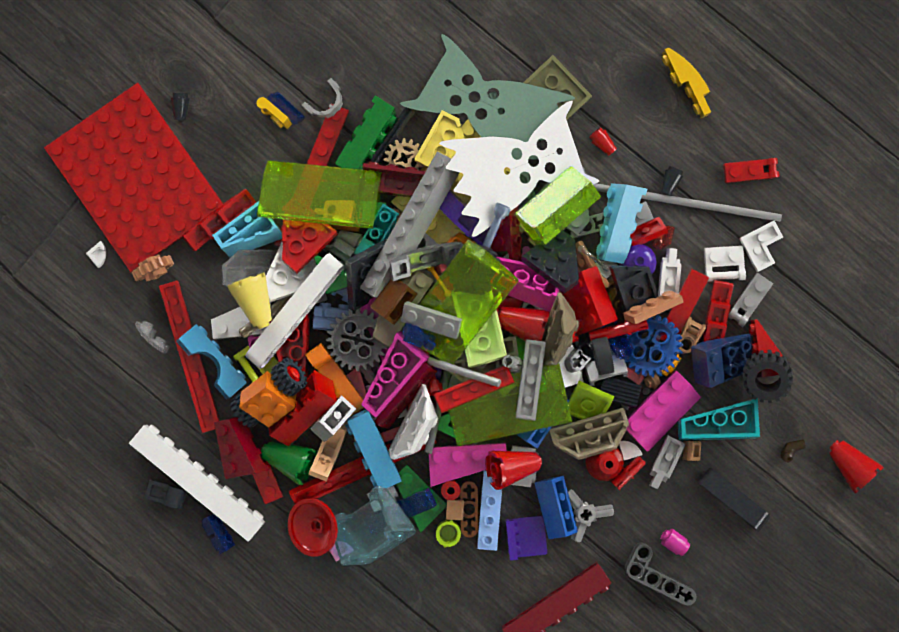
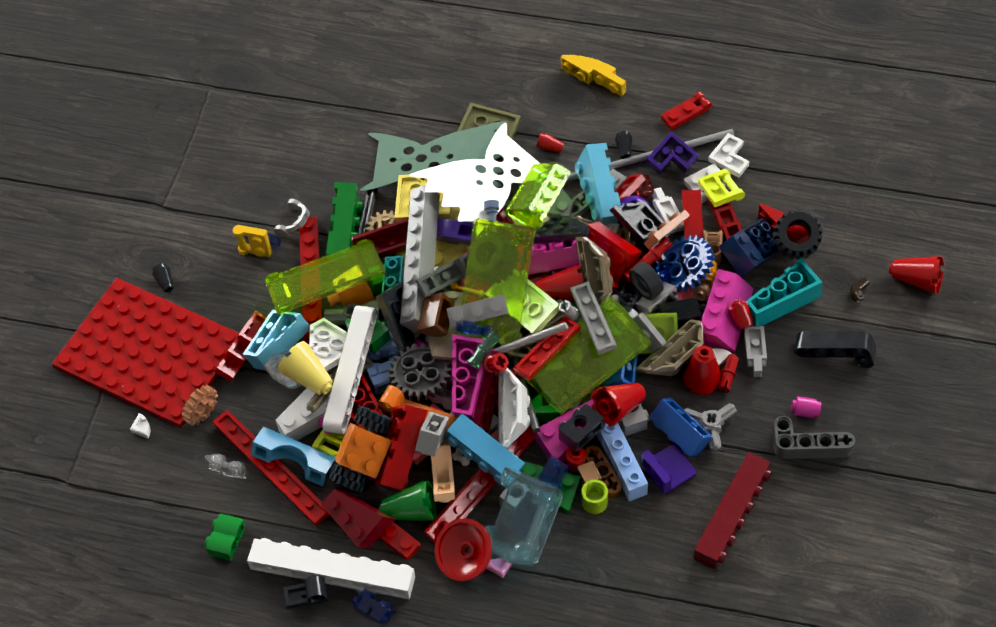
camera: 25 degrees left, 30 degrees down
(122, 405) = (225, 537): none -> green brick
(303, 242) = (329, 315): red plate -> none
(414, 367) = (483, 349): none -> clear green axle
(417, 381) = (494, 360): none -> red bush
(477, 474) = (576, 437): none -> black brick
(576, 404) = (650, 331): none -> light grey plate
(671, 426) = (741, 314): none -> red brick
(692, 450) = (772, 331): medium nougat slope -> none
(707, 216) = (673, 150): none -> dark purple brick
(723, 284) = (717, 191): none -> neon yellow plate
(750, 299) = (749, 187): light grey plate -> none

